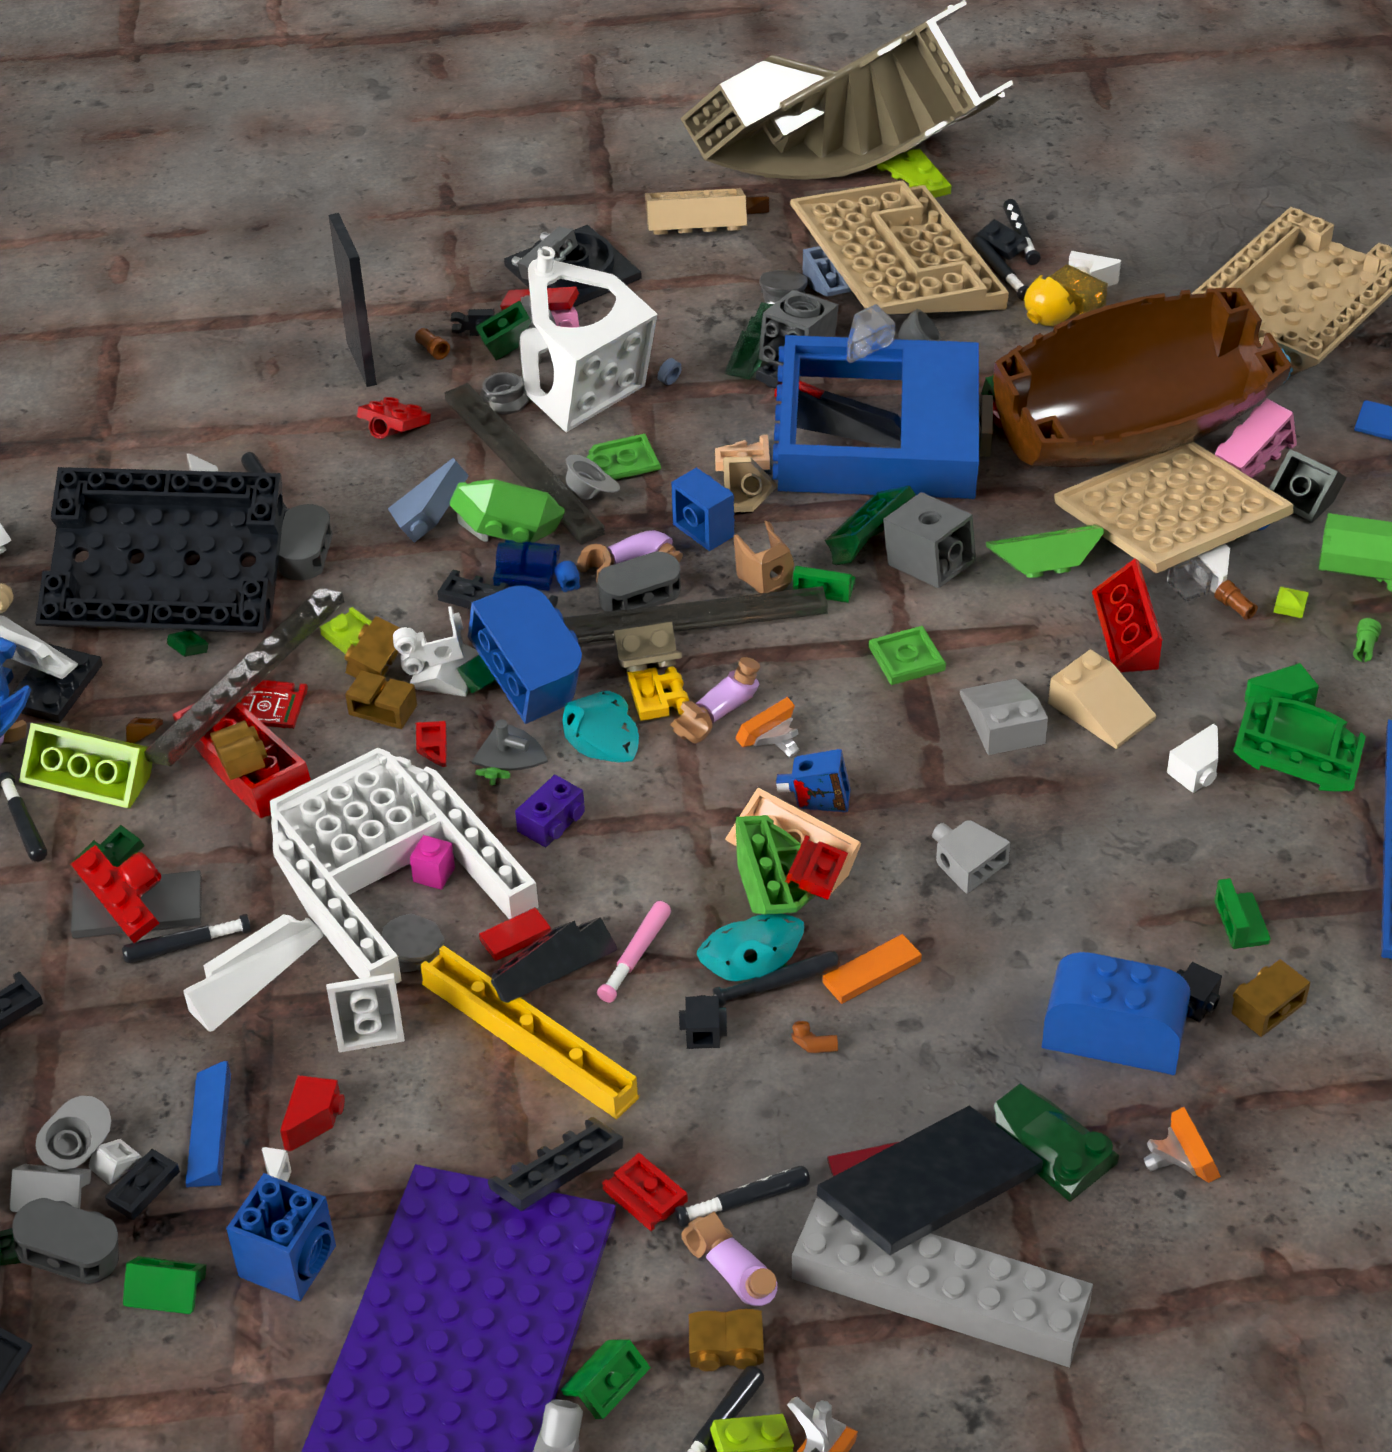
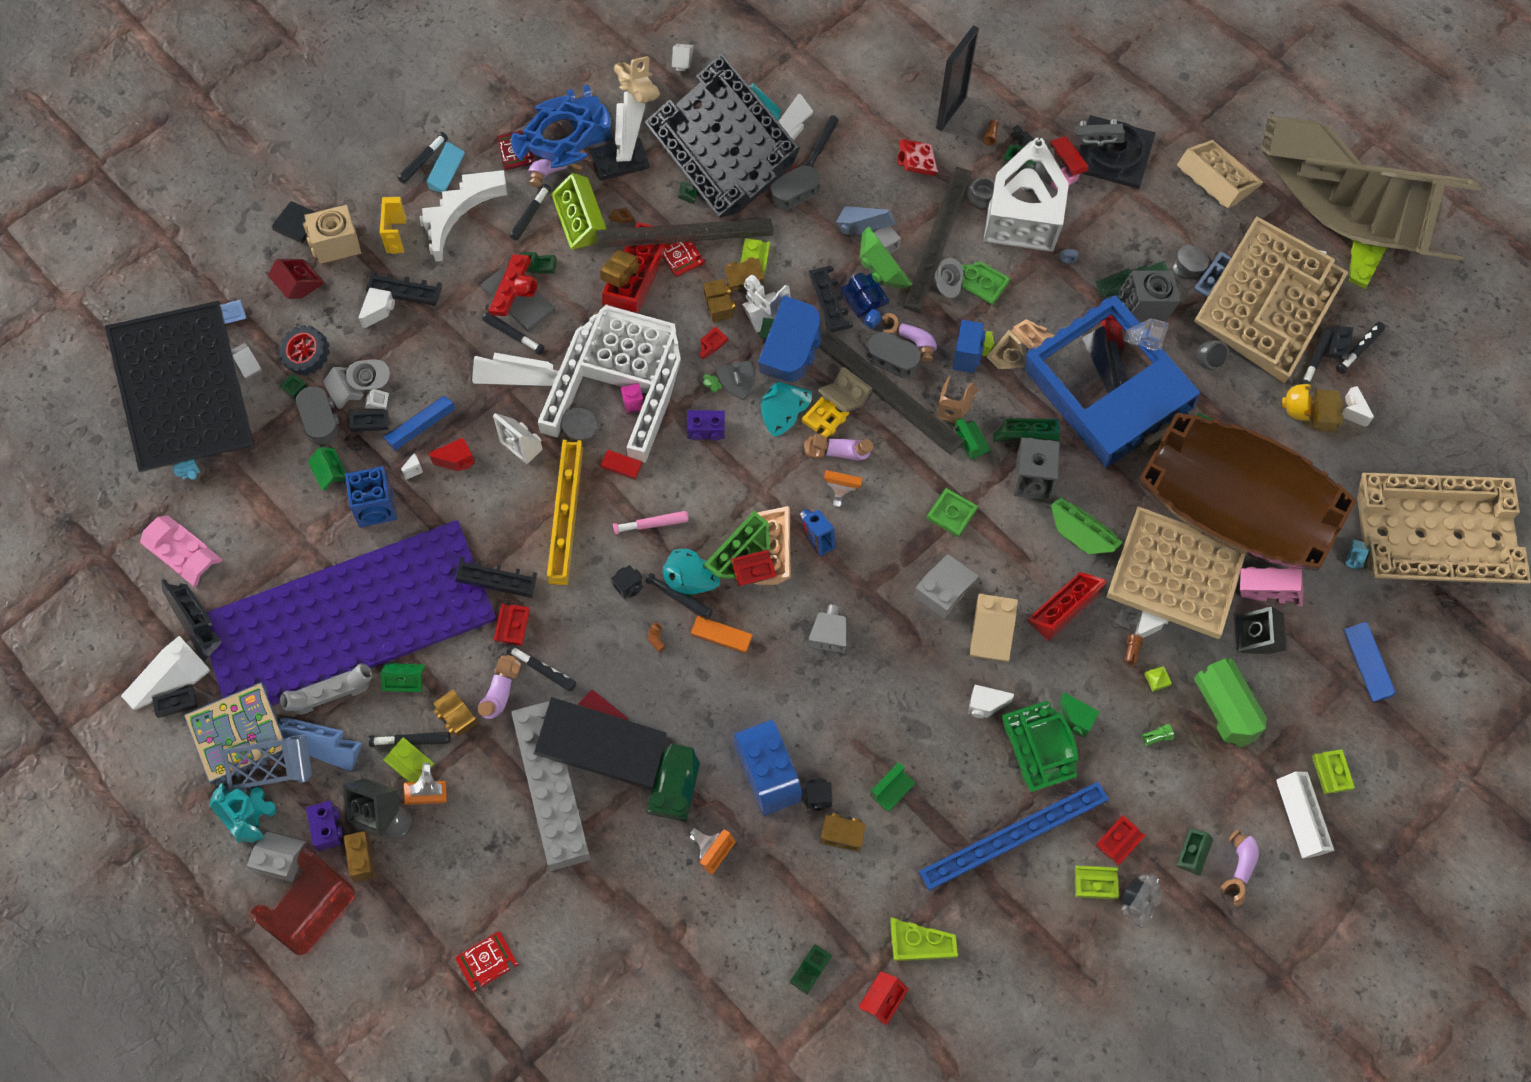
camera: 50 degrees right, 20 degrees up
(553, 957) = (609, 491): black wedge -> none
(757, 204) = (1256, 199): reddish brown slope -> none

